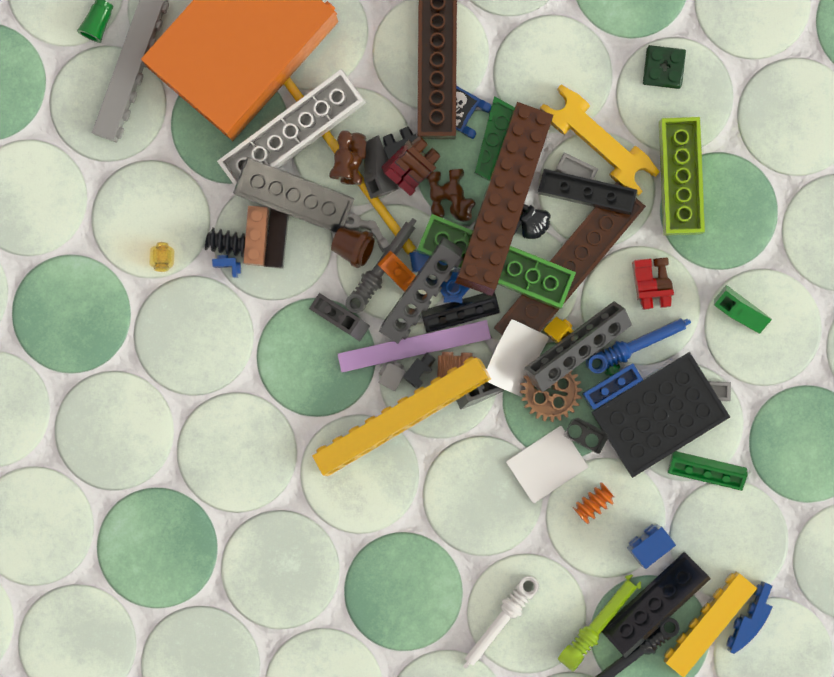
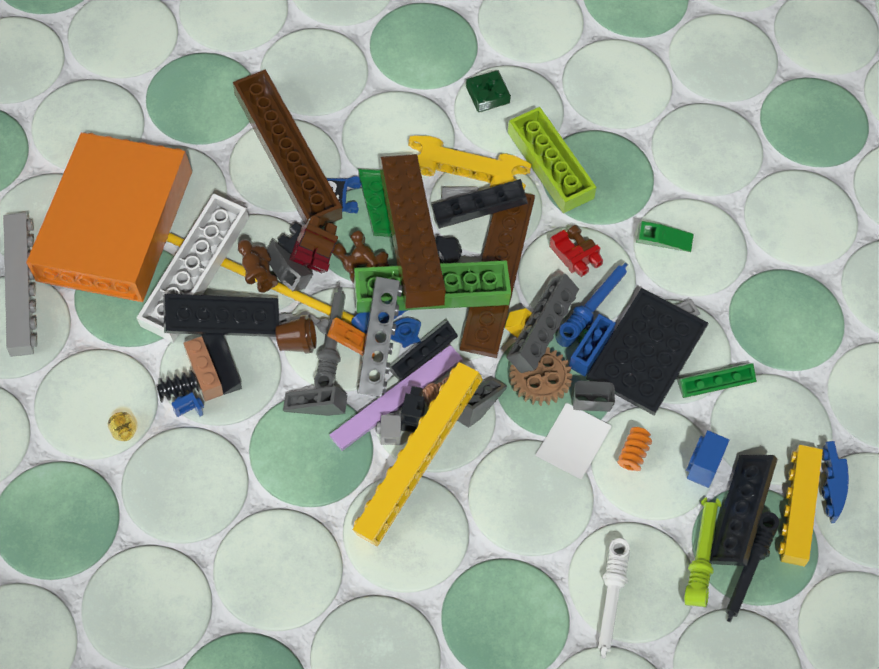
camera: 30 degrees left, 25 degrees down
(513, 353) = (489, 358): white sticker -> none

